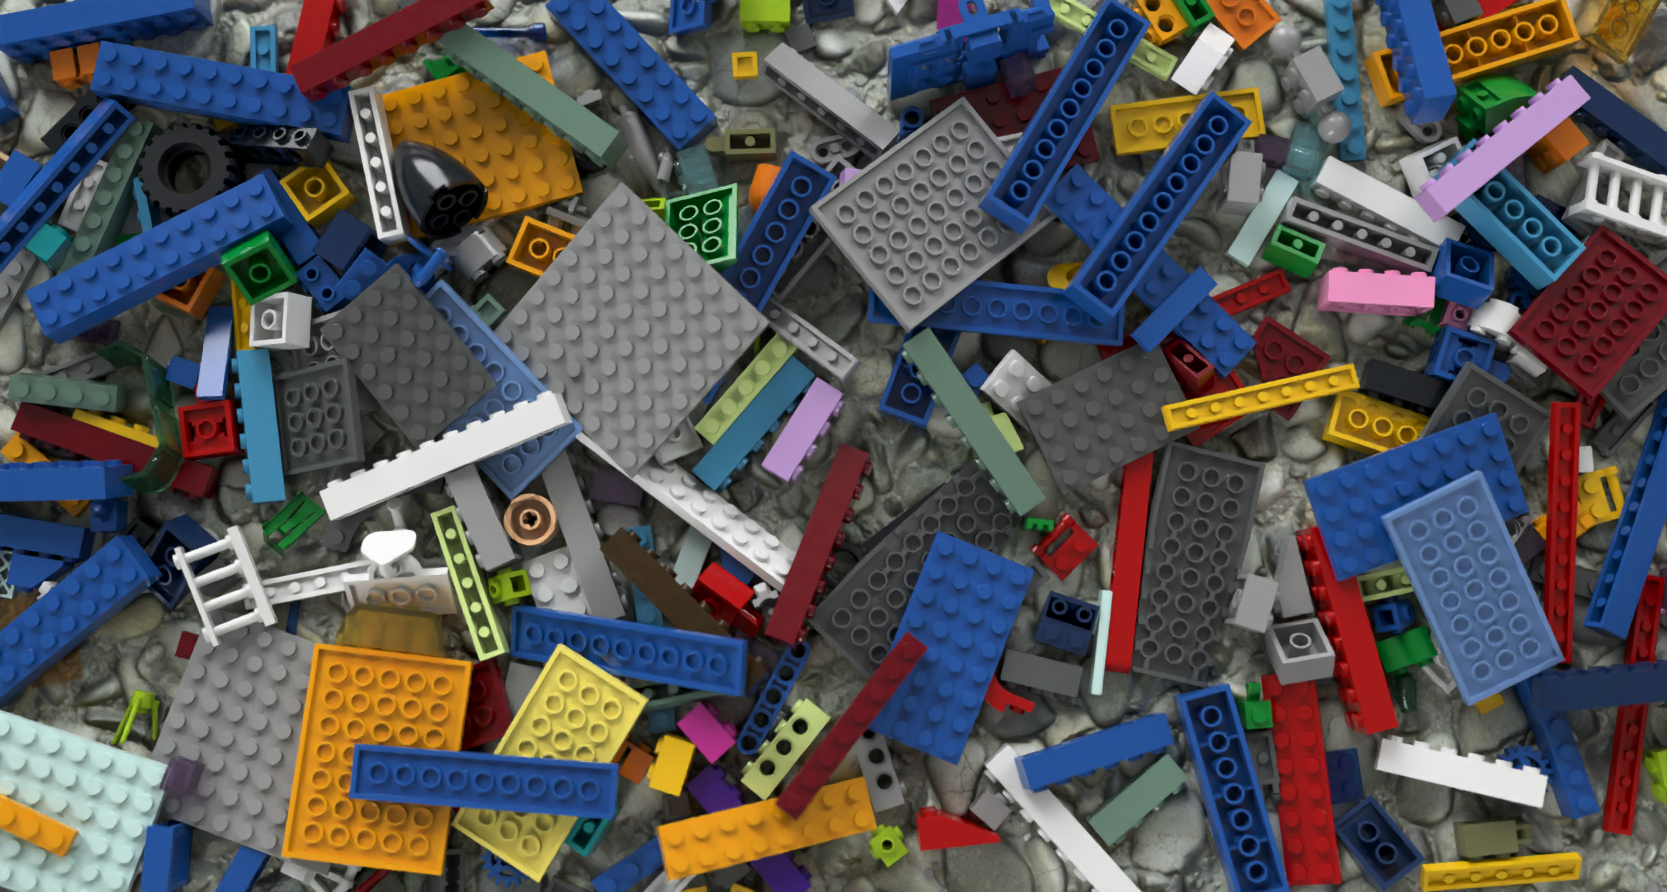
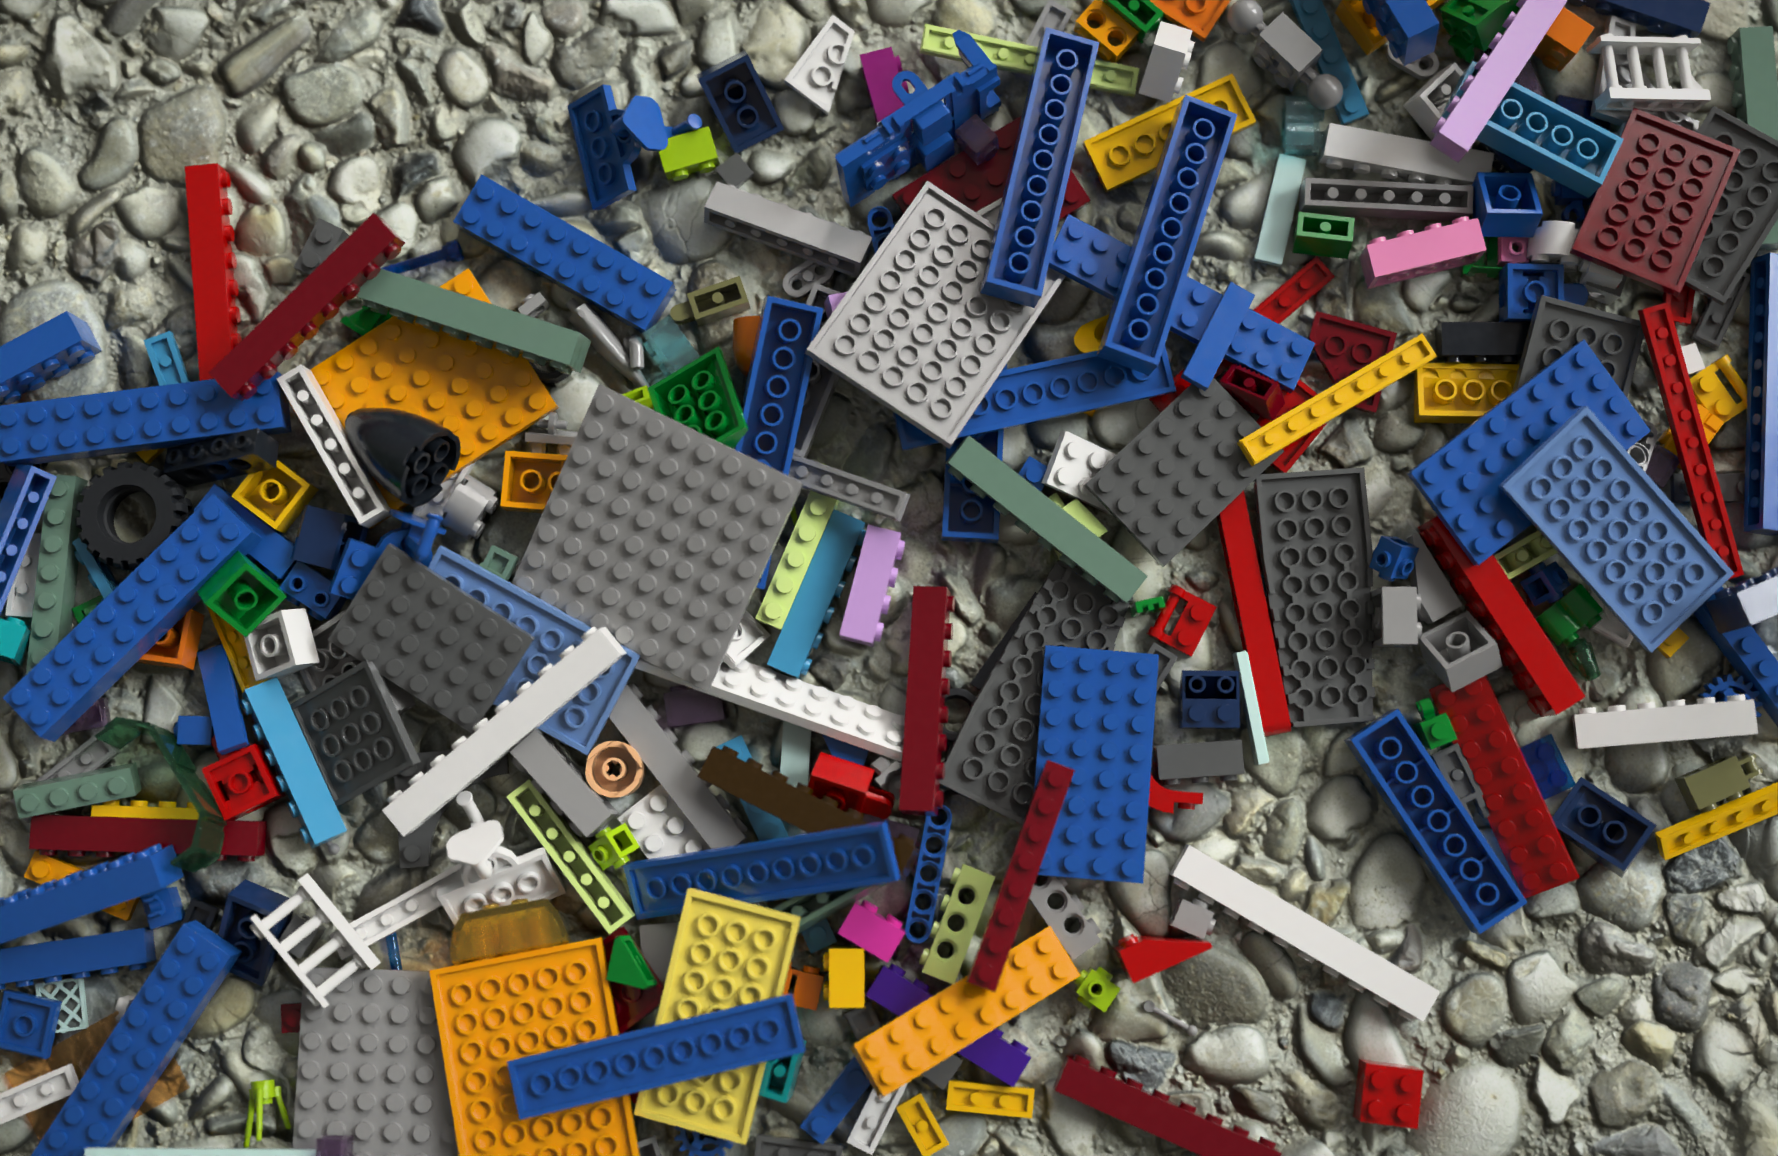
camera: 15 degrees left, 0 degrees up
(31, 571) = (102, 992): blue slope -> none
(303, 513) = (369, 837): green piece -> none
(488, 693) = (628, 965): none -> green slope
(745, 65) = (685, 218): yellow plate -> none
(1094, 751) = (1280, 823): blue brick -> none
(1136, 799) = (1340, 858): sand green brick -> none
(1240, 180) = (1245, 178): light grey hinge -> none
(1266, 551) = (1393, 558): none -> blue brick
(1273, 150) = (1264, 137): clear purple brick -> none

